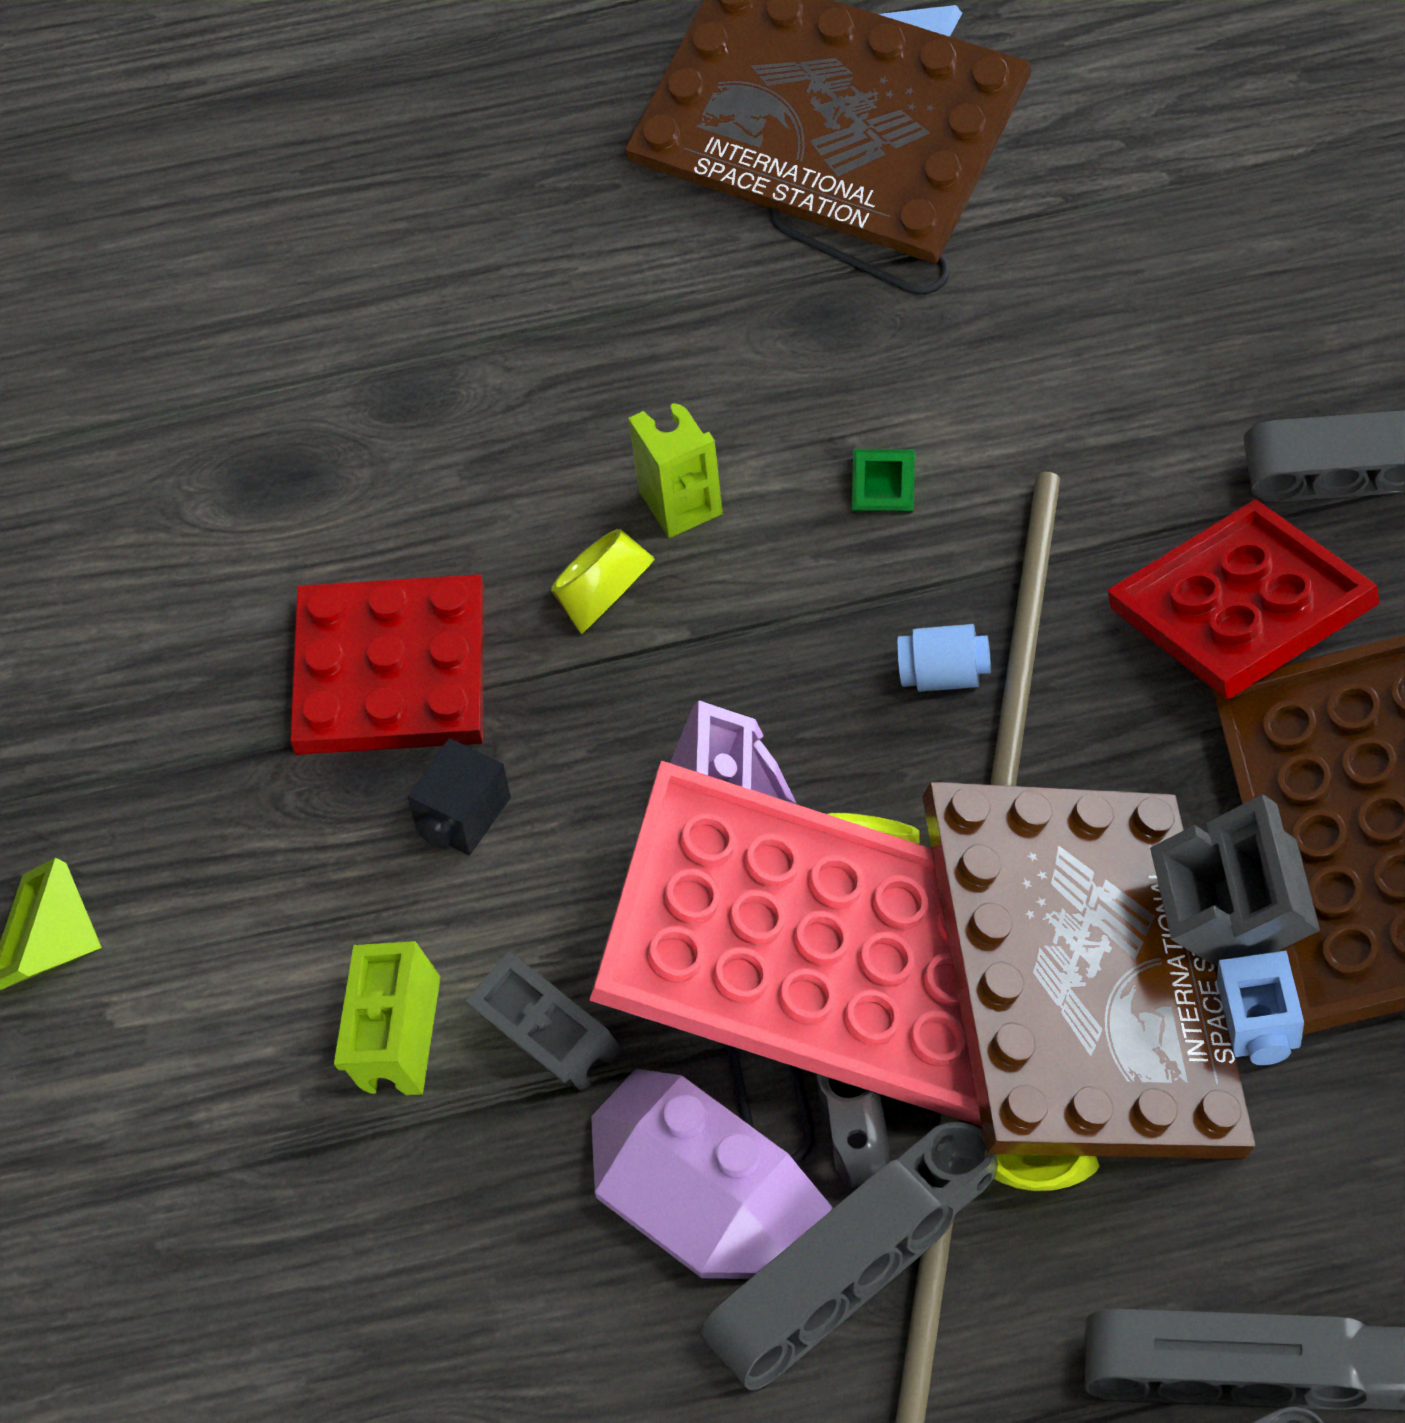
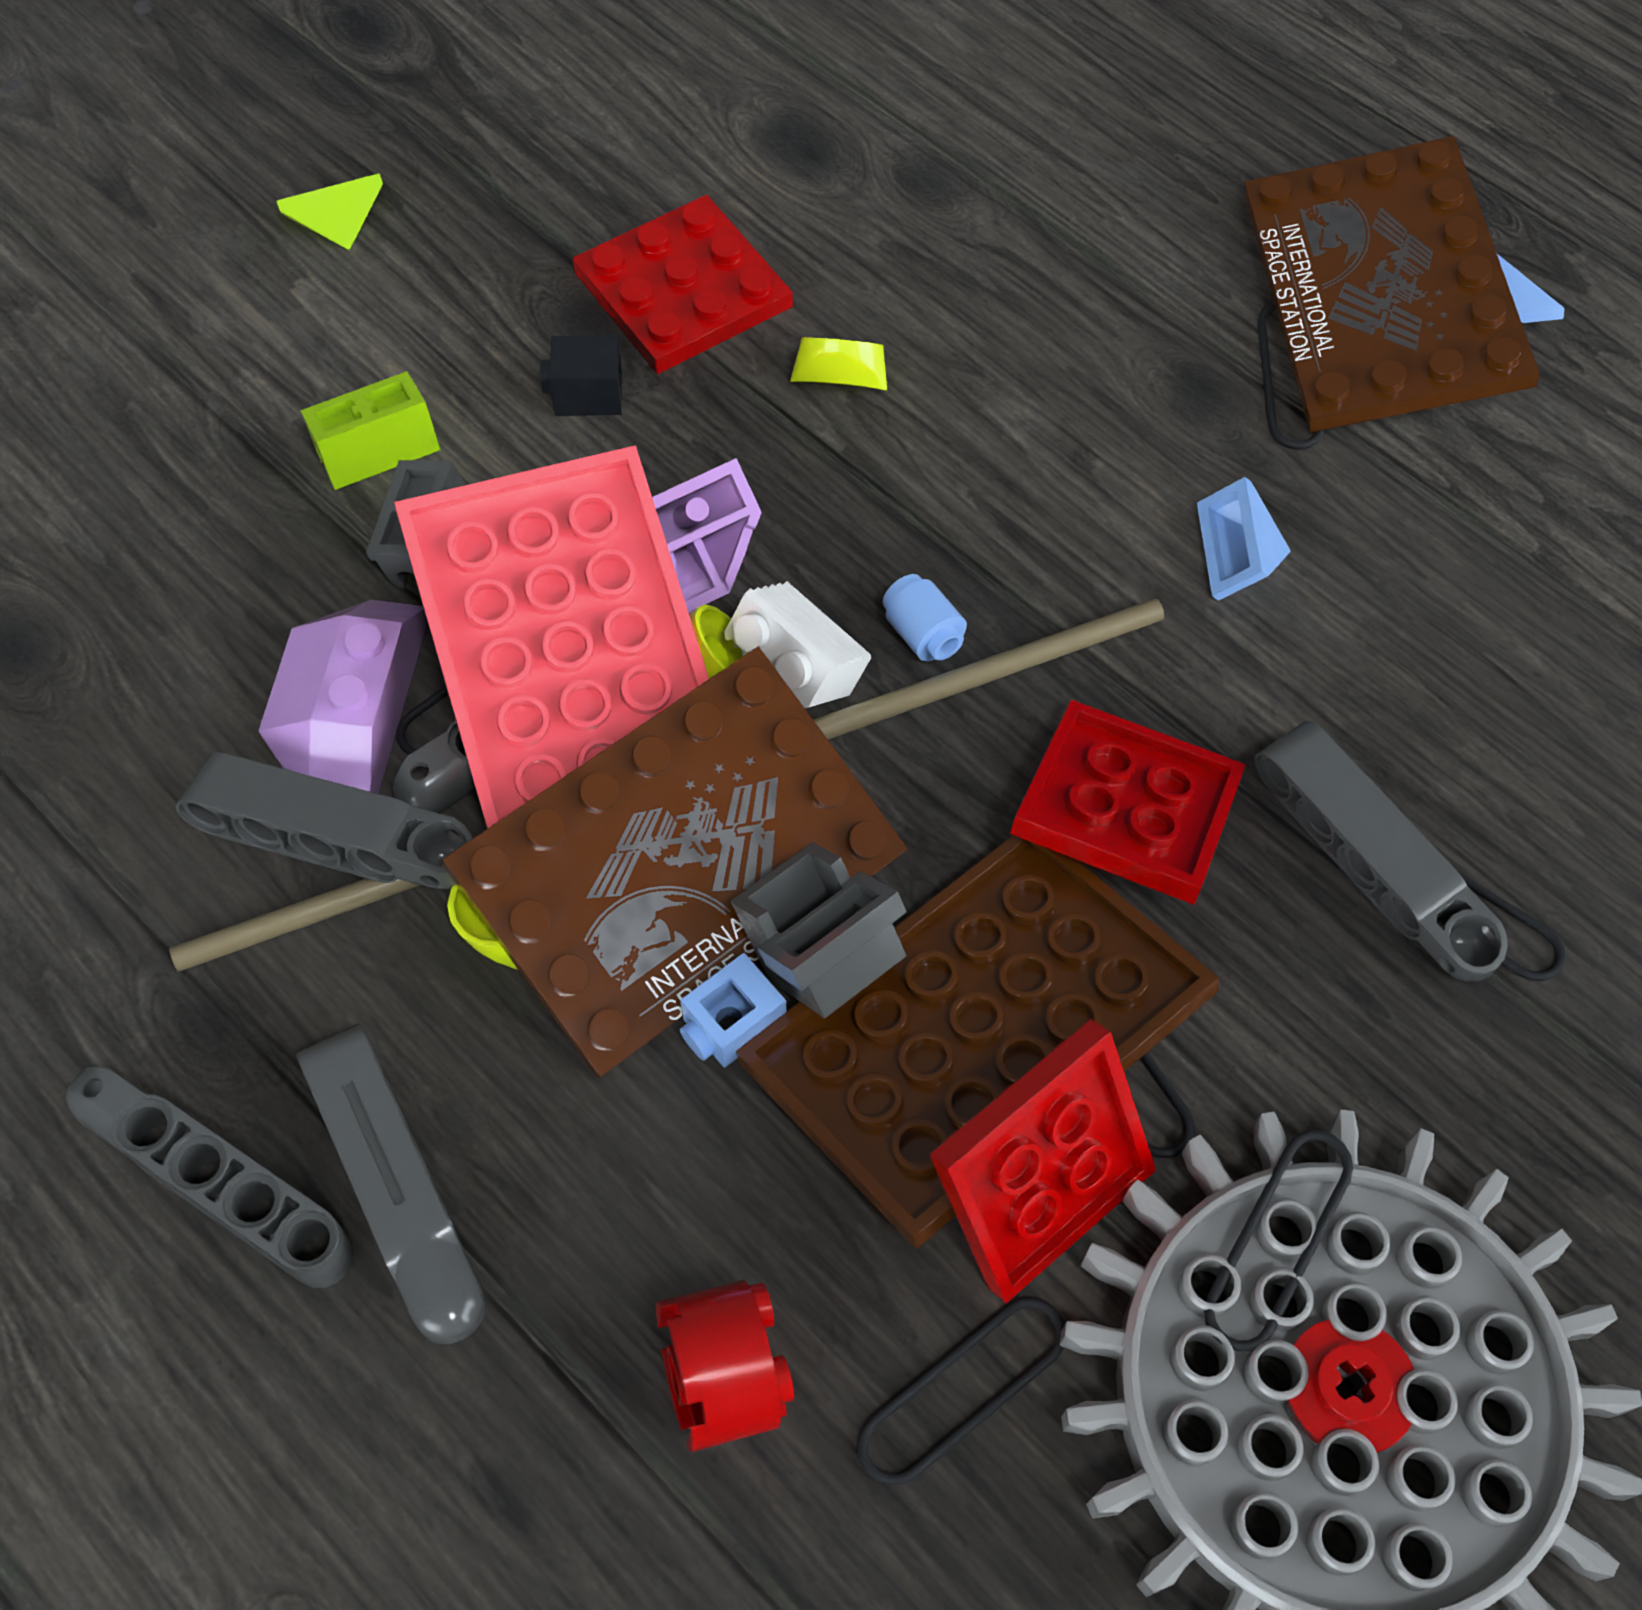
camera: 50 degrees right, 5 degrees up
(676, 471) = (952, 349): lime hinge -> none
(883, 479) = (1072, 499): green slope -> none
(895, 766) = (799, 641): none -> white brick
(1019, 380) = (1238, 538): none -> light blue slope

